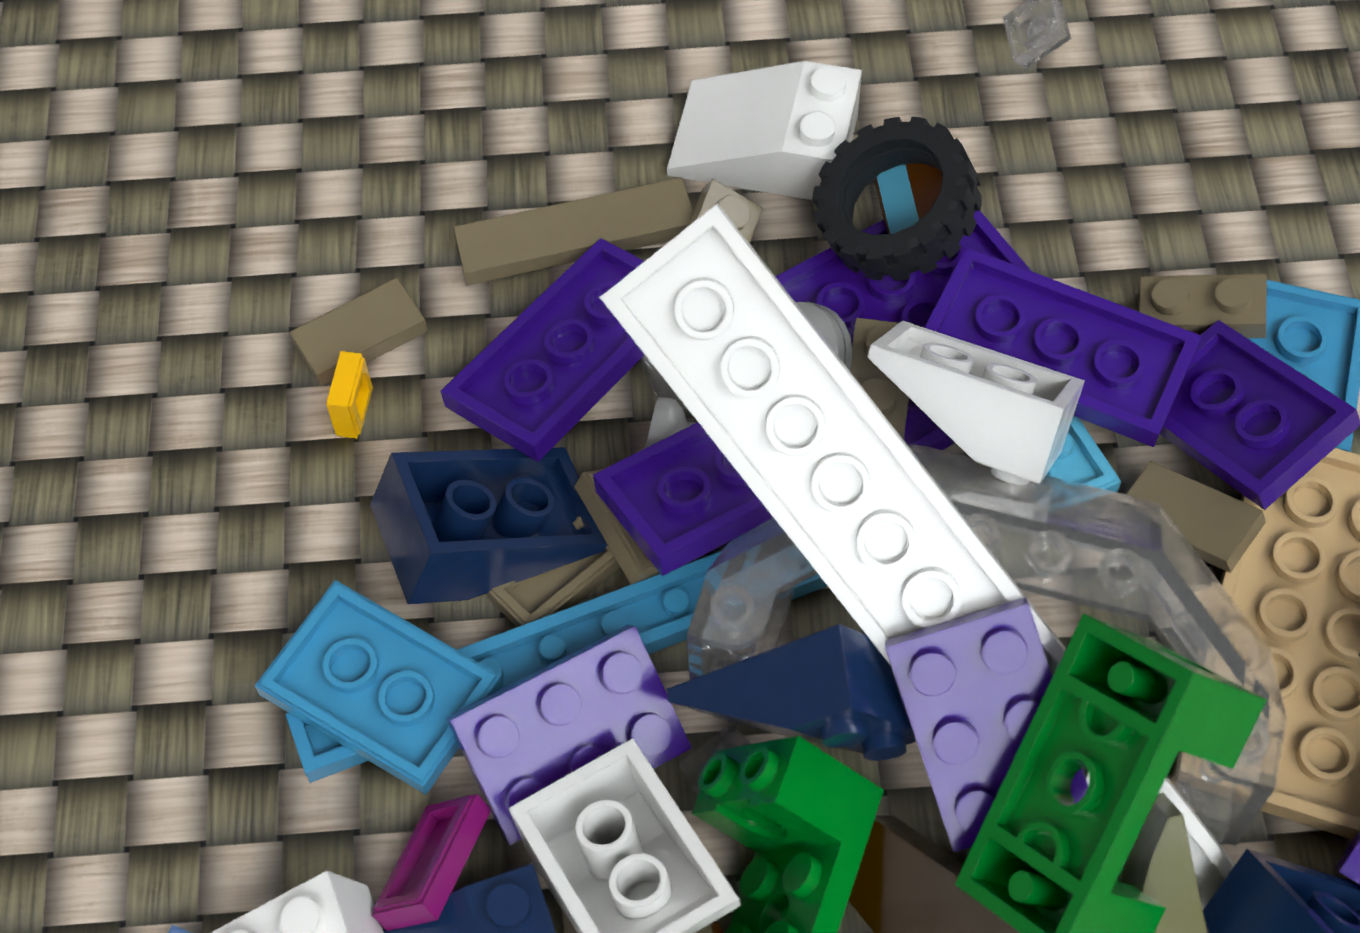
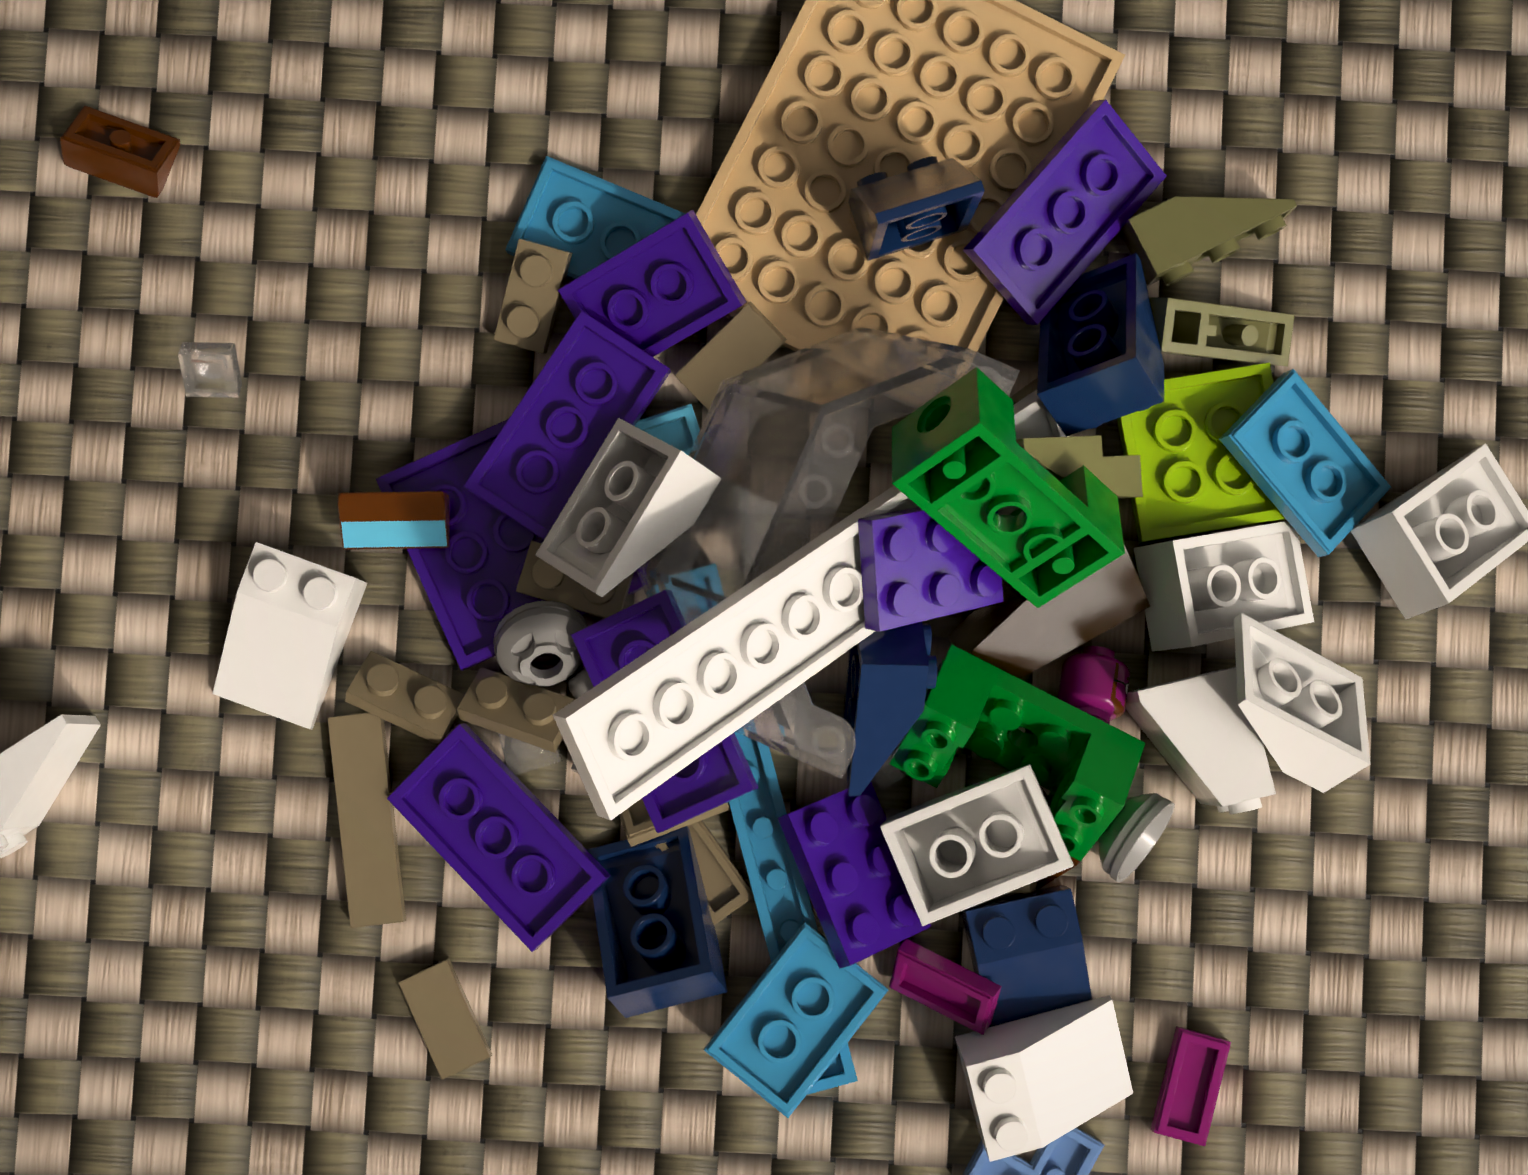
camera: 85 degrees left, 25 degrees up
(349, 394) = (516, 1029): yellow tile -> none
(874, 153) = (394, 587): black tyre -> none

